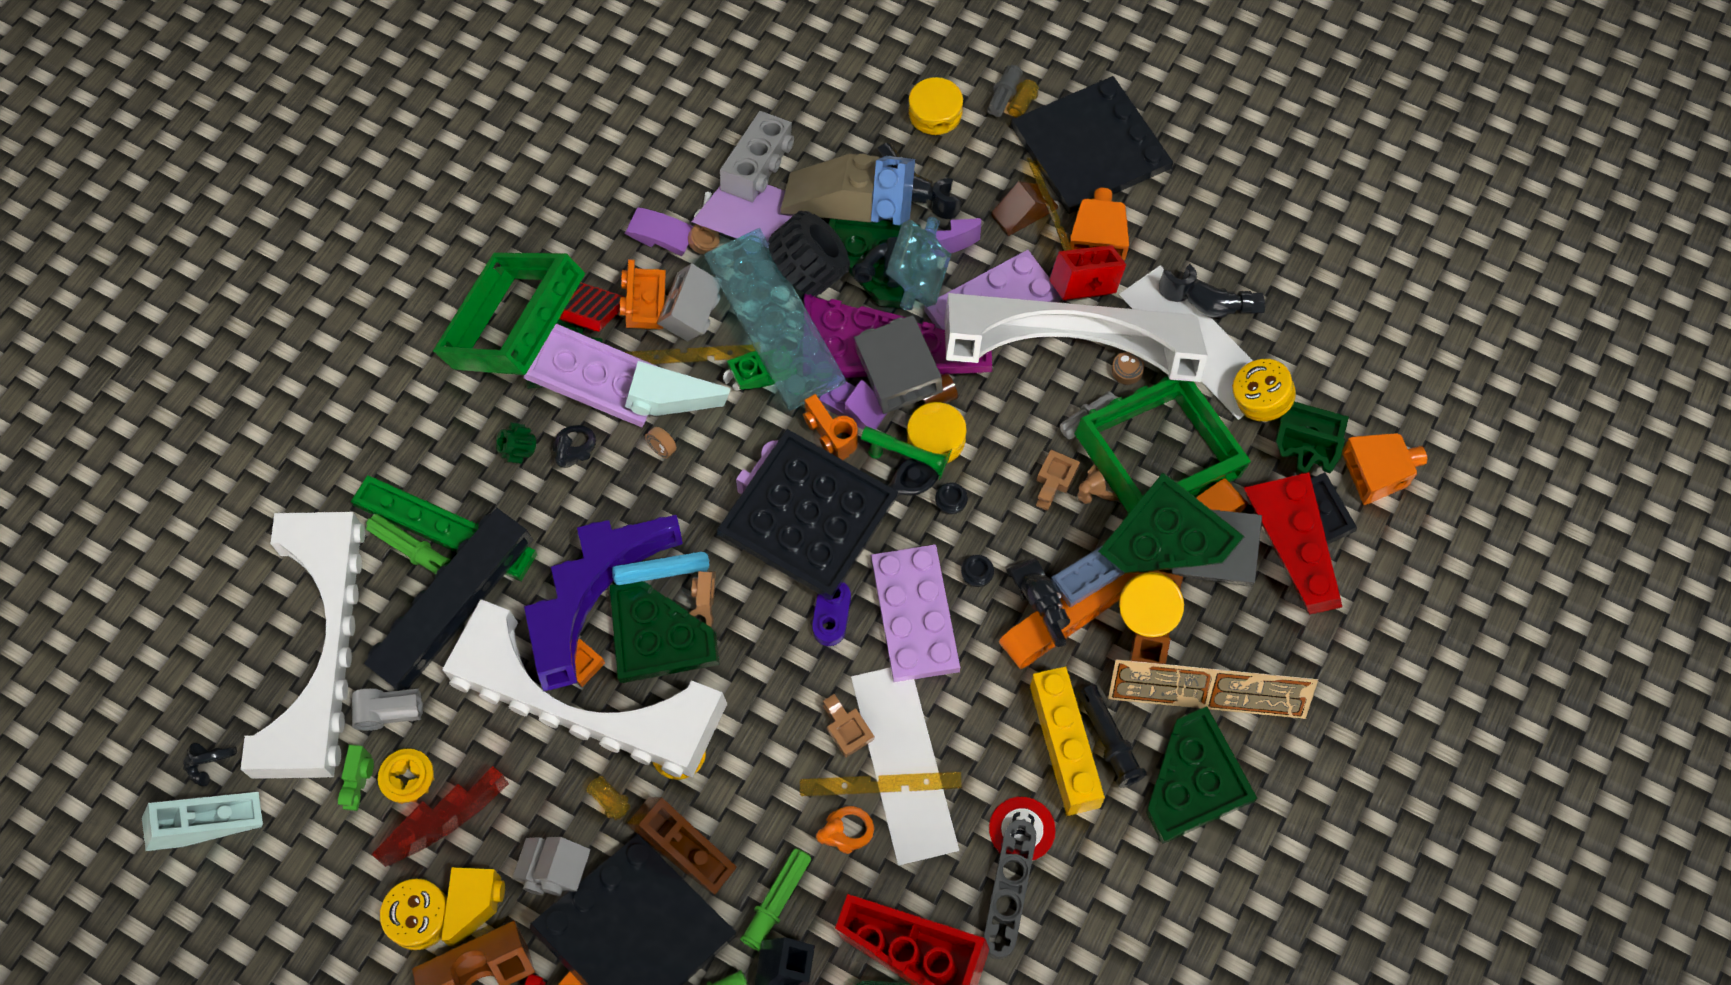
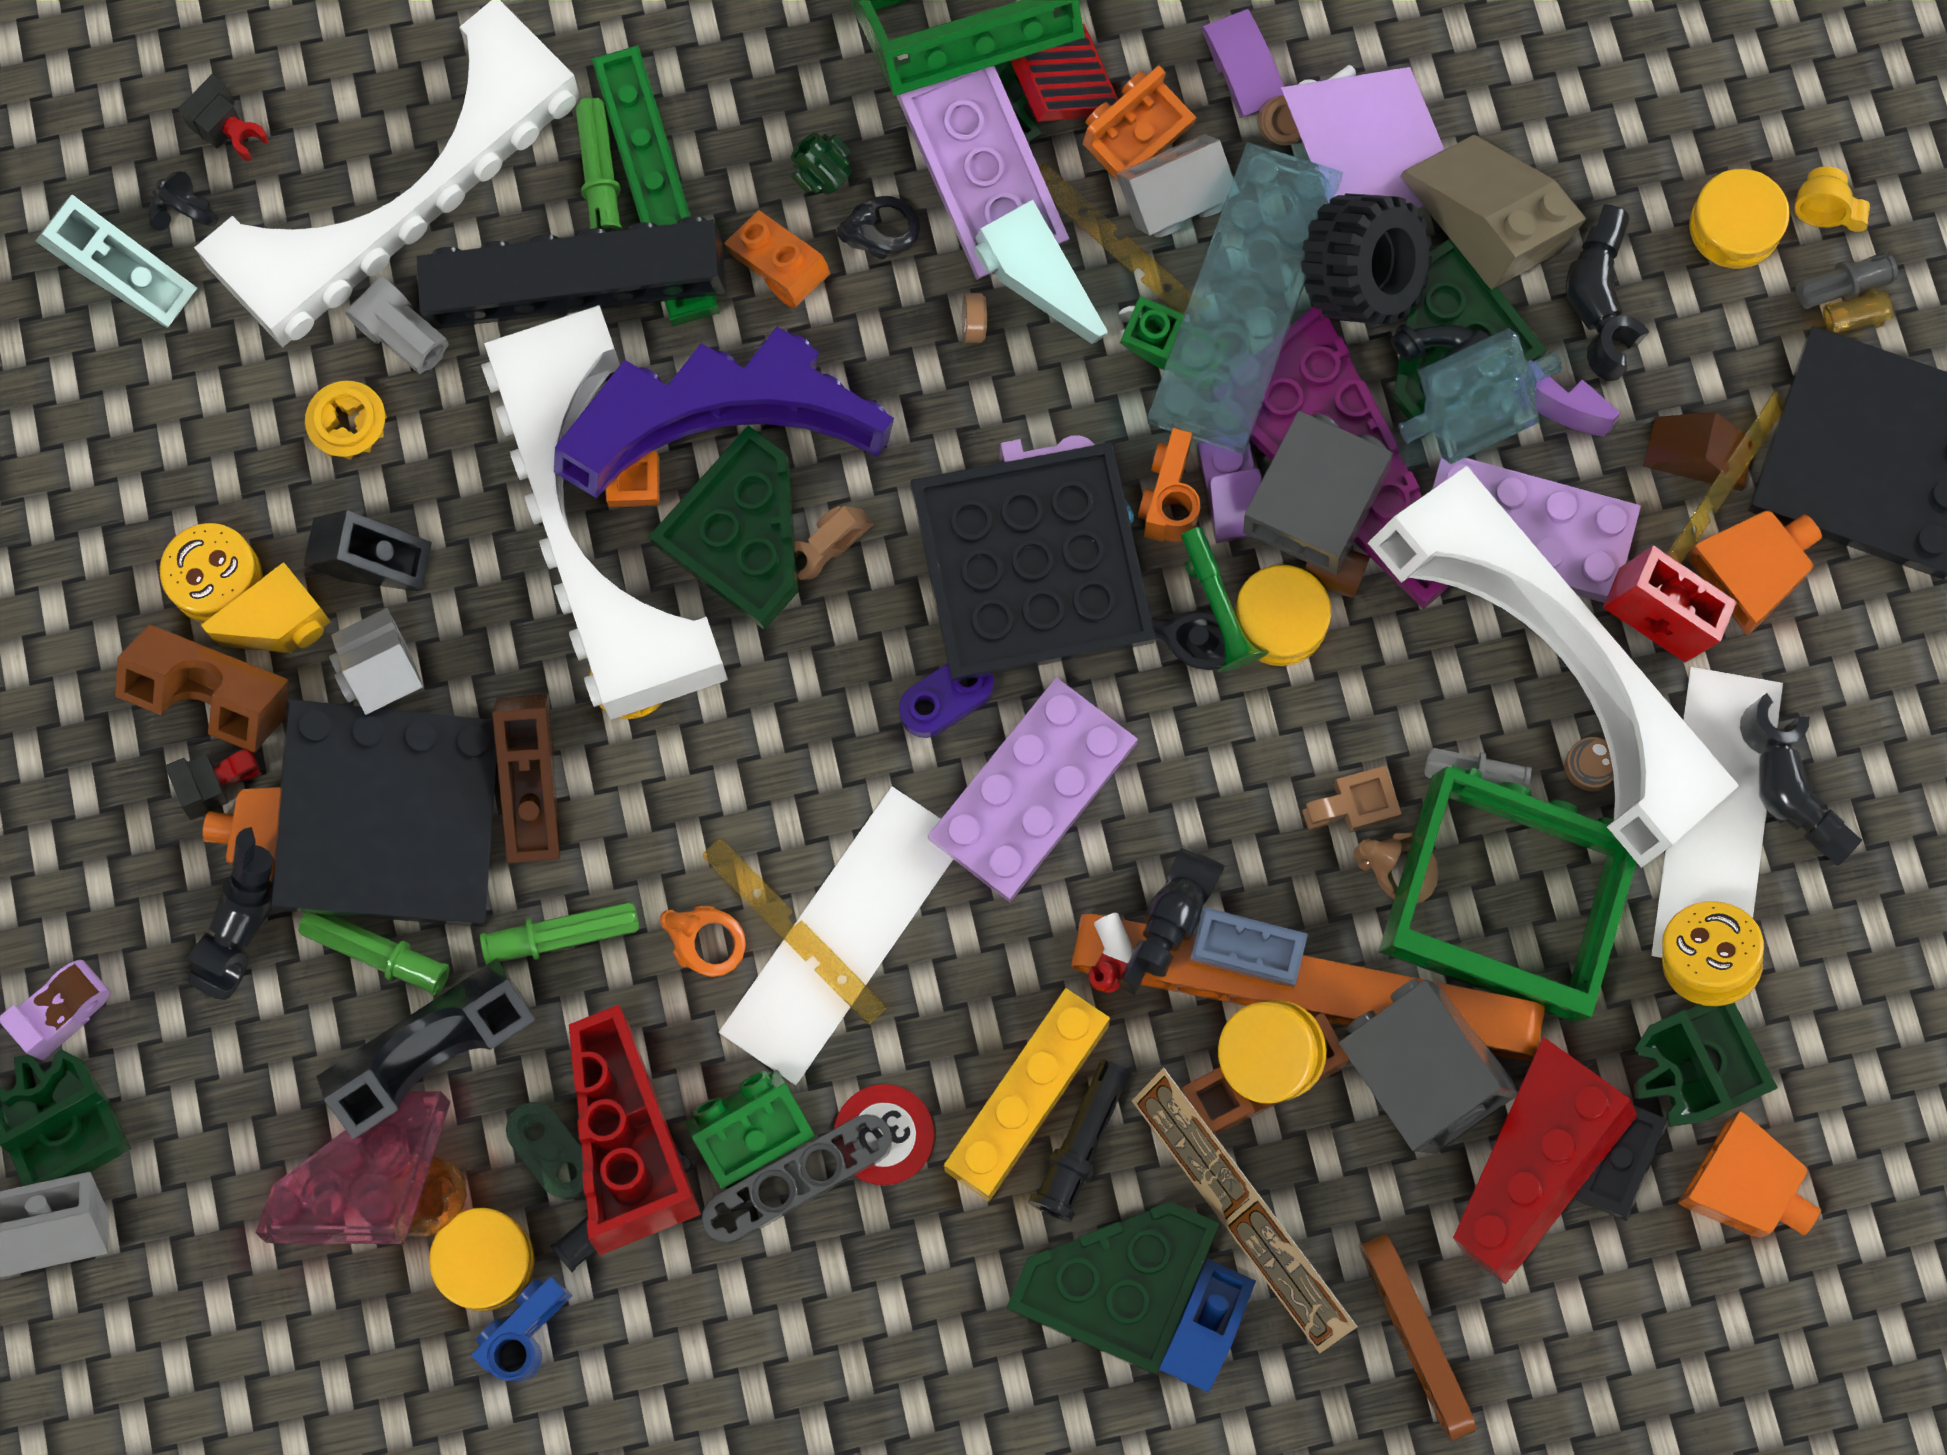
camera: 50 degrees right, 10 degrees up
(181, 703) = (213, 117): none -> pearl dark grey piece
(356, 770) = (298, 366): bright green plate -> none
(428, 826) = (314, 492): clear red slope -> none
(485, 824) = (366, 552): none -> black slope
(543, 500) = (779, 257): none -> orange plate
(613, 803) = (510, 652): clear yellow pin -> none
(660, 568) = (818, 461): medium azure axle -> none
(756, 156) = (1461, 58): light grey brick -> none
(848, 729) = (820, 839): medium nougat plate -> none
(893, 189) = (1554, 275): medium blue brick -> none
(951, 498) = (1215, 705): black plate -> none
(962, 68) = (1828, 201): none -> yellow piece
(962, 889) = (748, 1127): none -> green bracket
(977, 570) = (1150, 815): black plate -> none
(1038, 637) = (1115, 956): none -> arm
(1170, 532) = (1378, 996): dark green plate -> none
(1256, 754) = (1208, 1325): none -> blue slope
(1337, 665) = (1418, 1337): none -> dark orange beam

